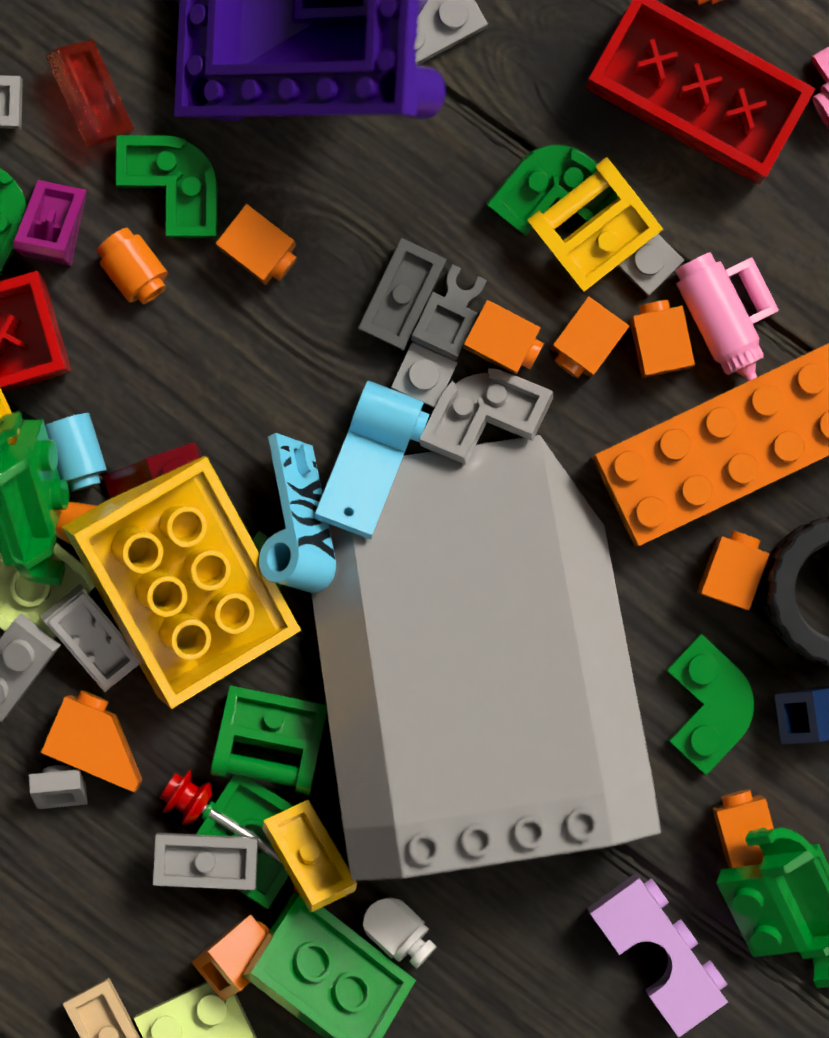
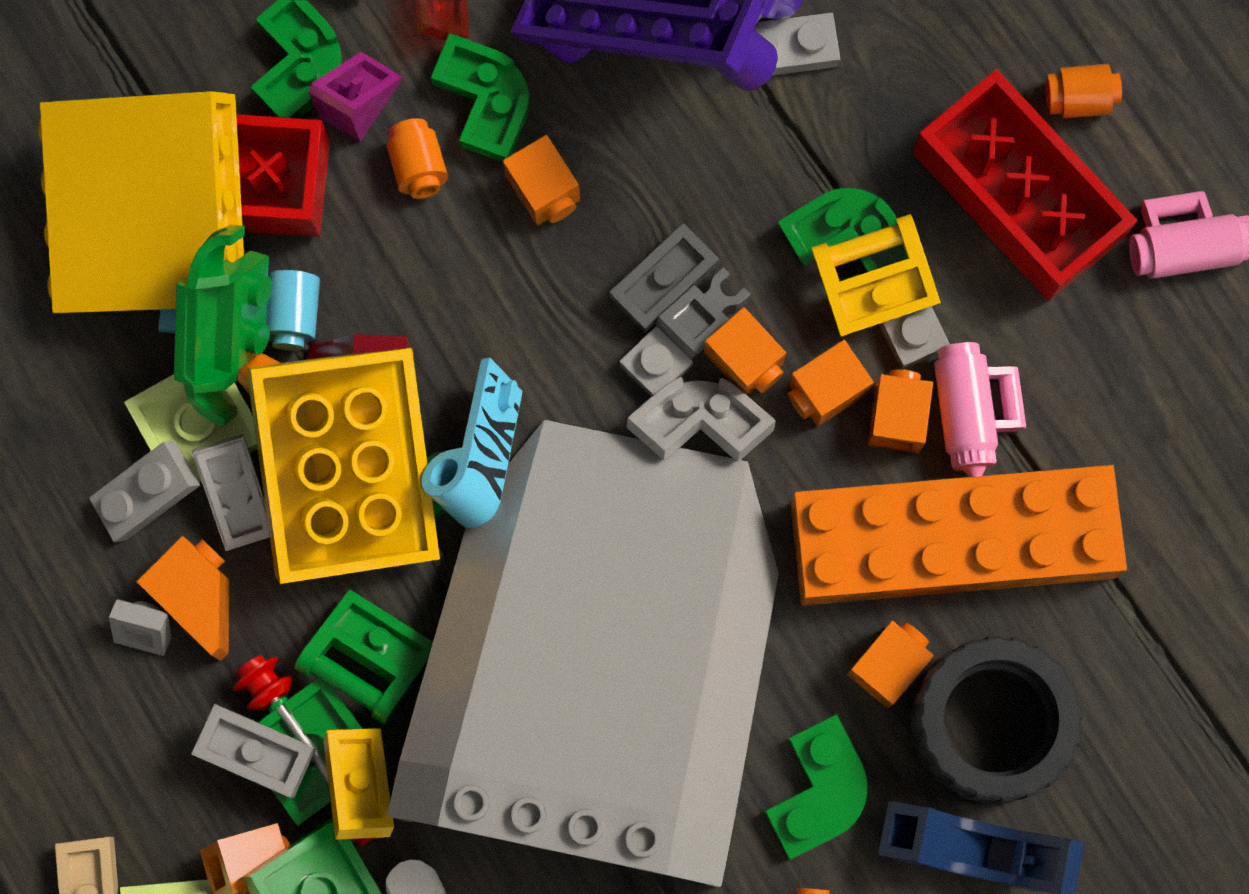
camera: 30 degrees right, 10 degrees down
(370, 458) = (573, 419): medium azure door -> none

